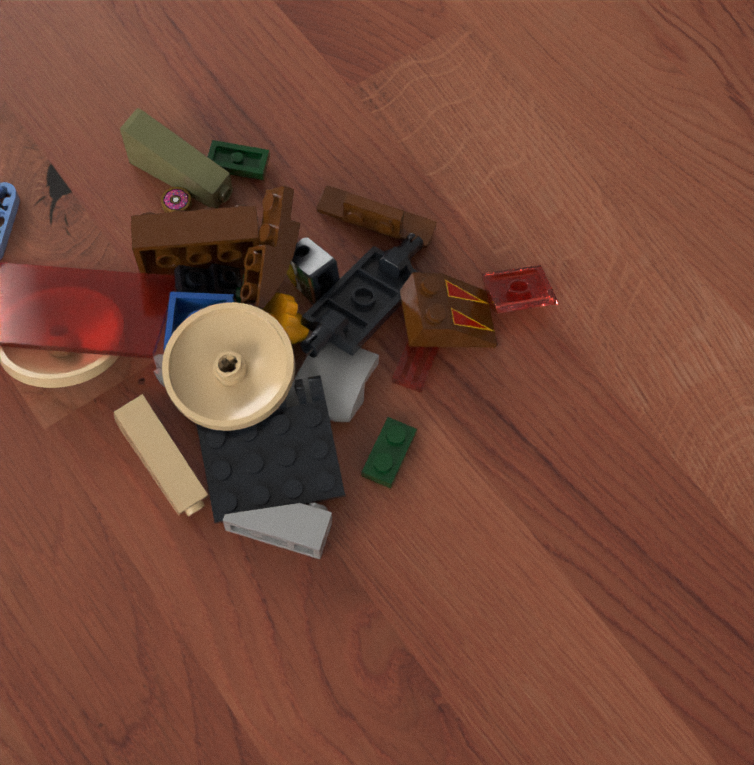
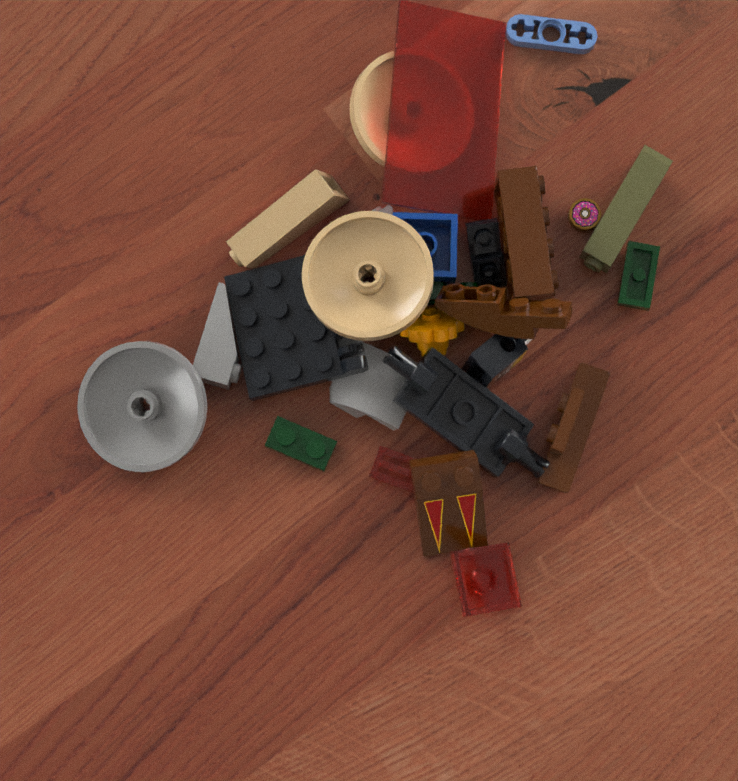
camera: 90 degrees right, 15 degrees up
(382, 597) = (114, 412): none -> light grey dish

